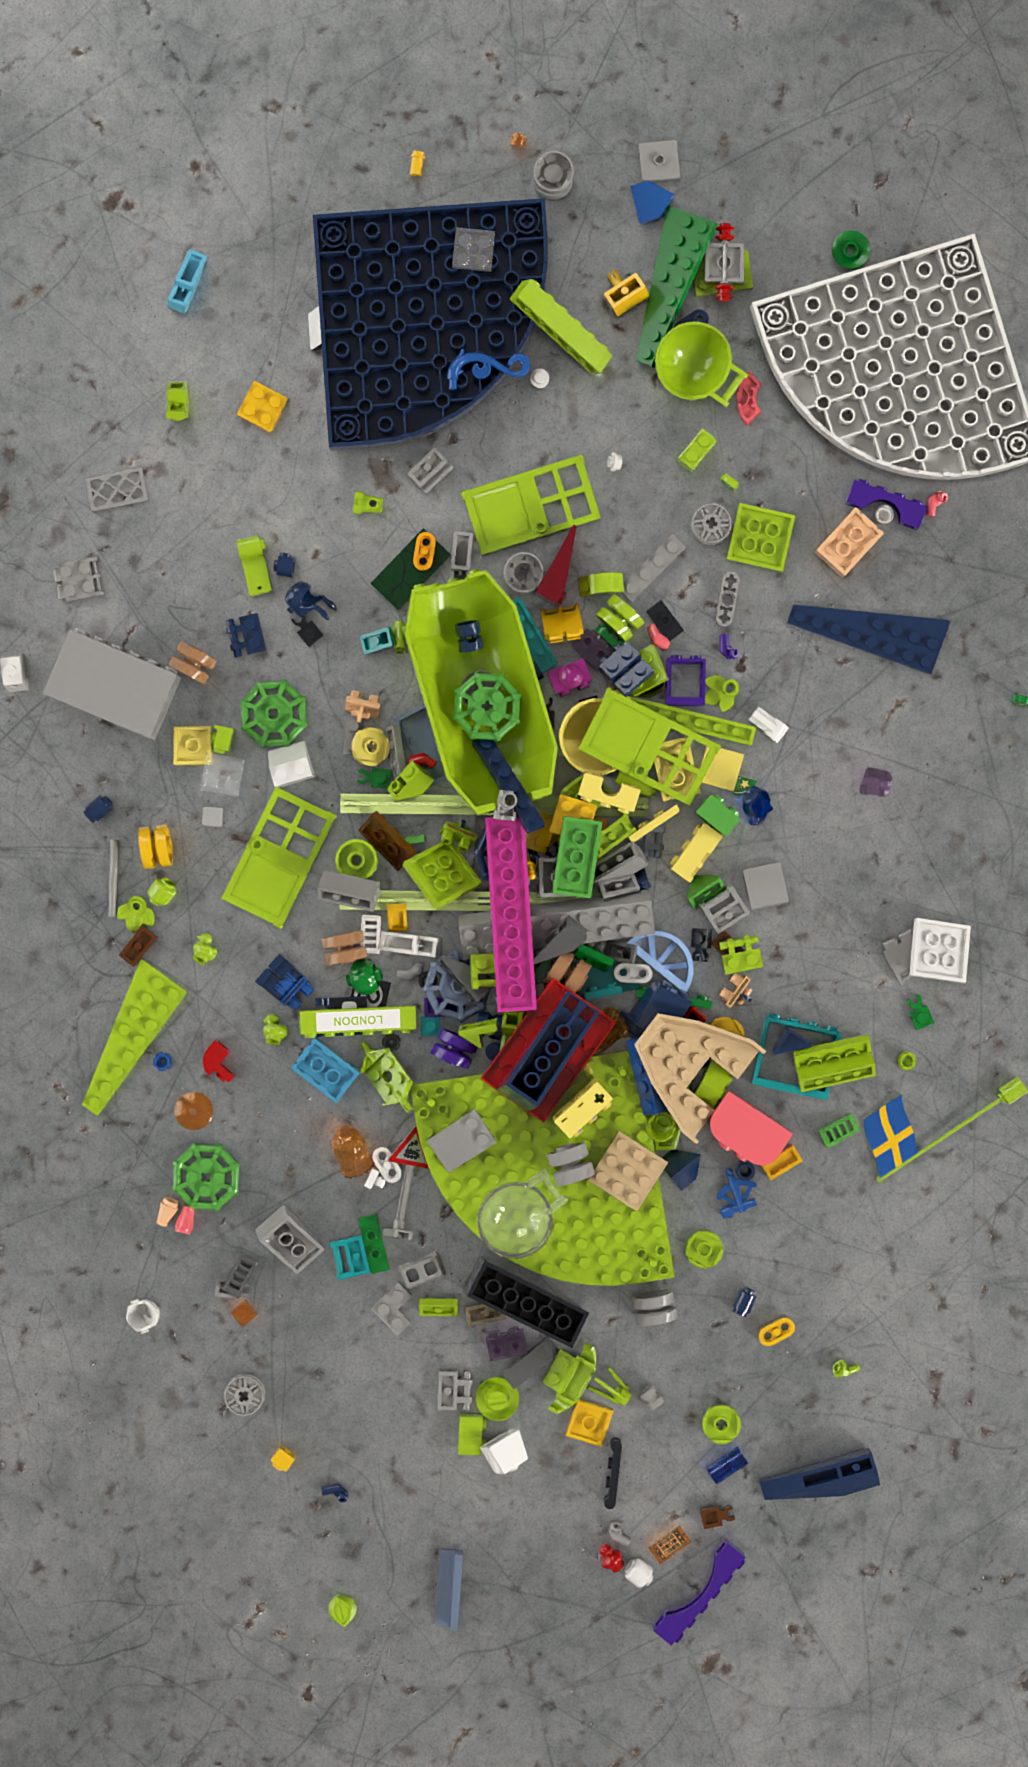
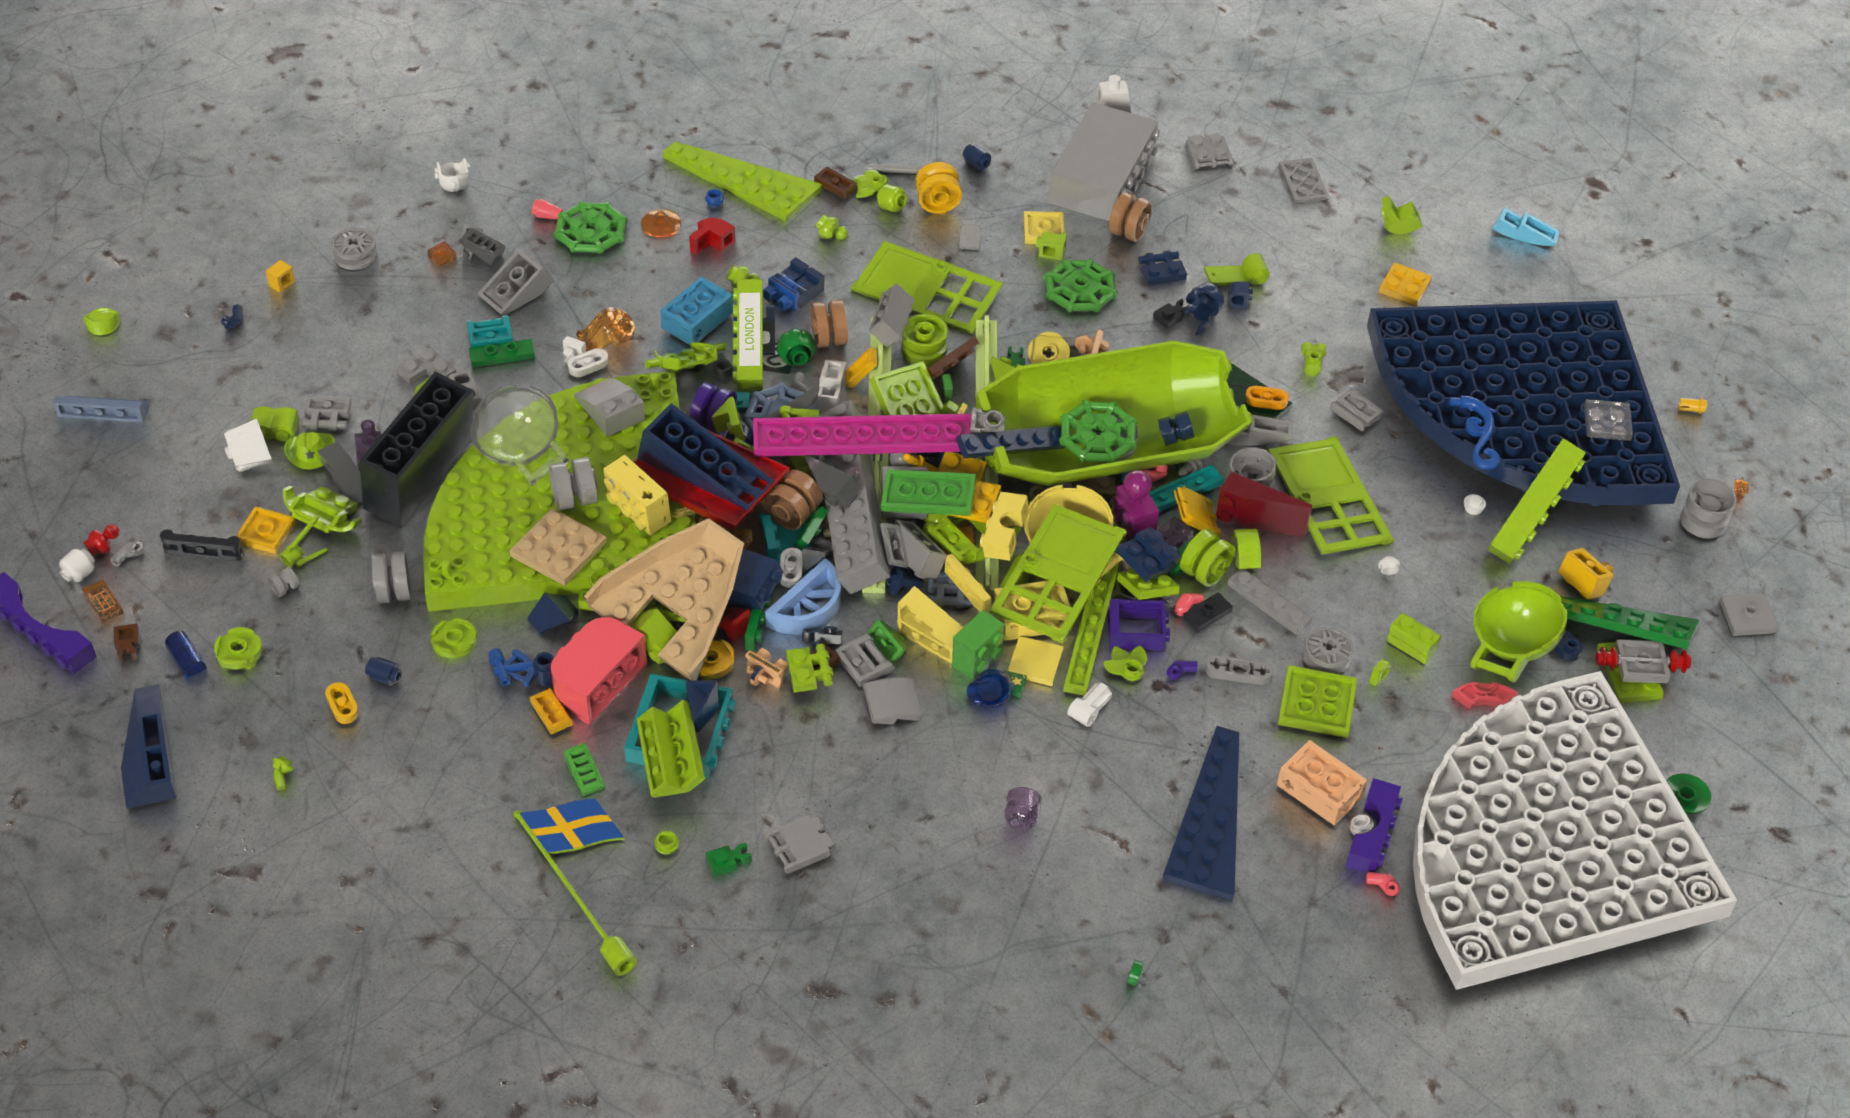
camera: 90 degrees right, 40 degrees down
(167, 1209) = (560, 197): light nougat cone -> none
(222, 774) = (1014, 244): clear plate -> none
(290, 764) = (1023, 288): white slope -> none
(378, 932) = (852, 352): white slope -> none
(411, 1155) = (513, 361): light grey piece -> none
(650, 201) = (1700, 603): blue slope -> none
(940, 950) = (807, 871): white plate -> none

